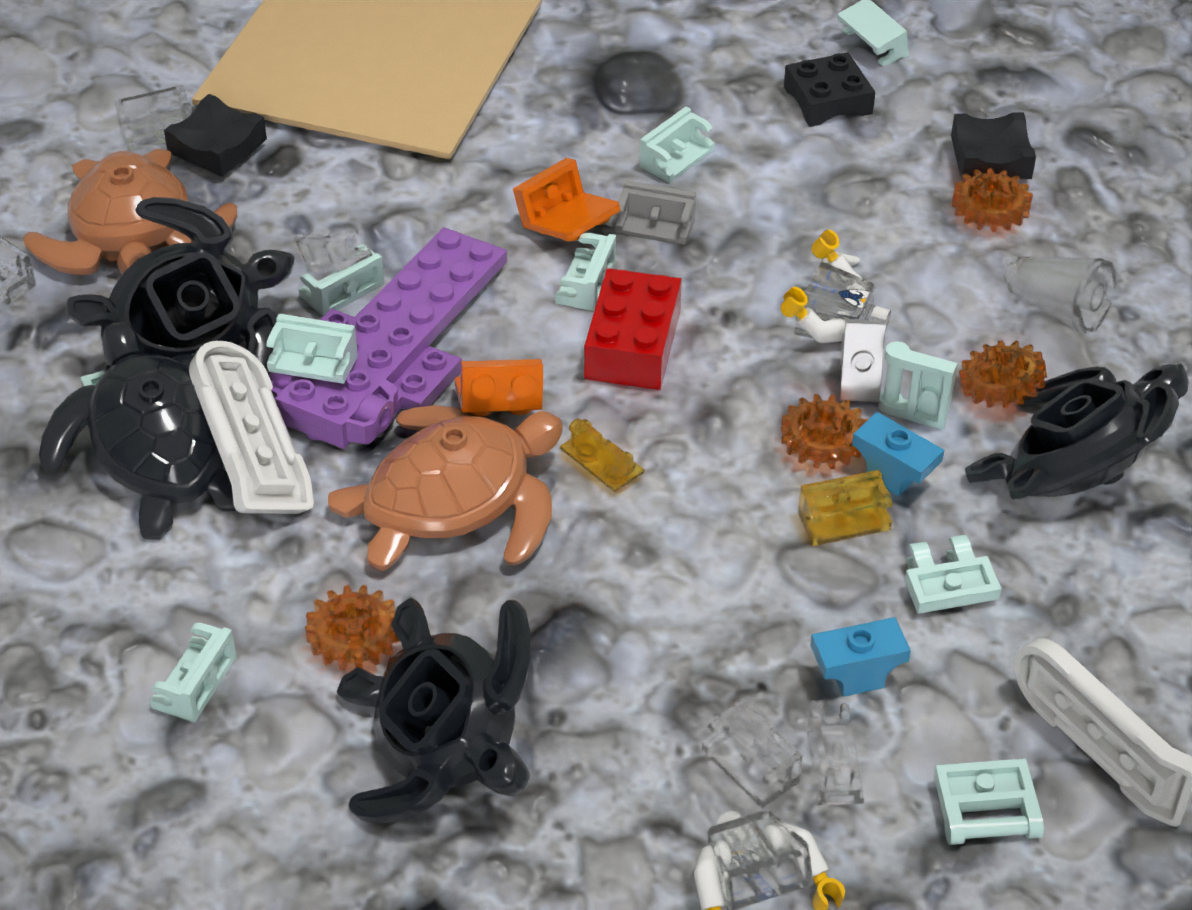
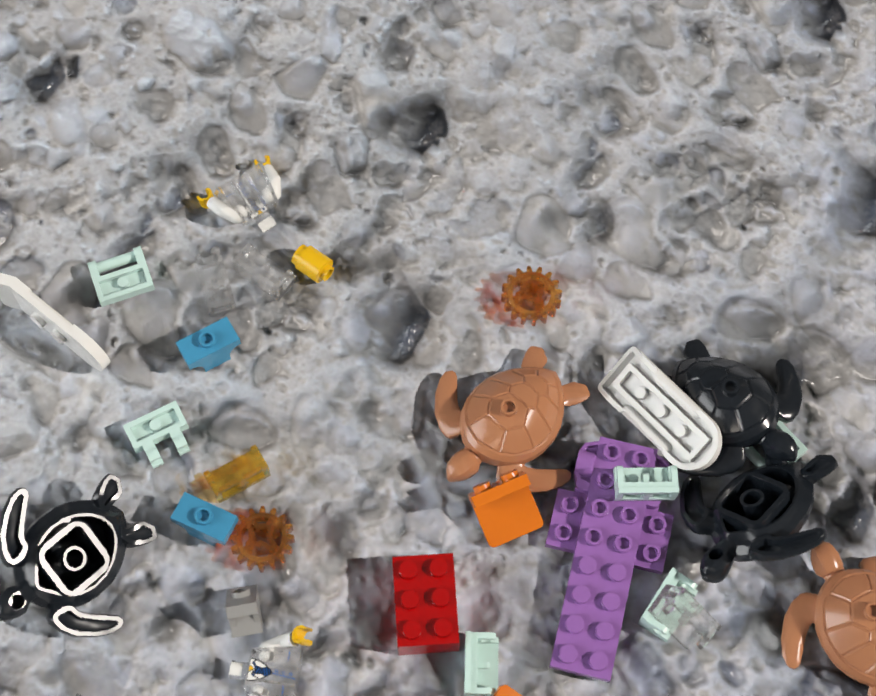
camera: 165 degrees right, 20 degrees up
(196, 673) = (614, 244): light aqua hinge -> none
(443, 713) = (448, 226): black animal -> none
(600, 456) = (415, 480): clear yellow hinge -> none
(672, 744) = (313, 263): none -> yellow brick
(929, 389) = (196, 582): light aqua plate -> none
(1003, 374) = (128, 616): clear orange gear -> none

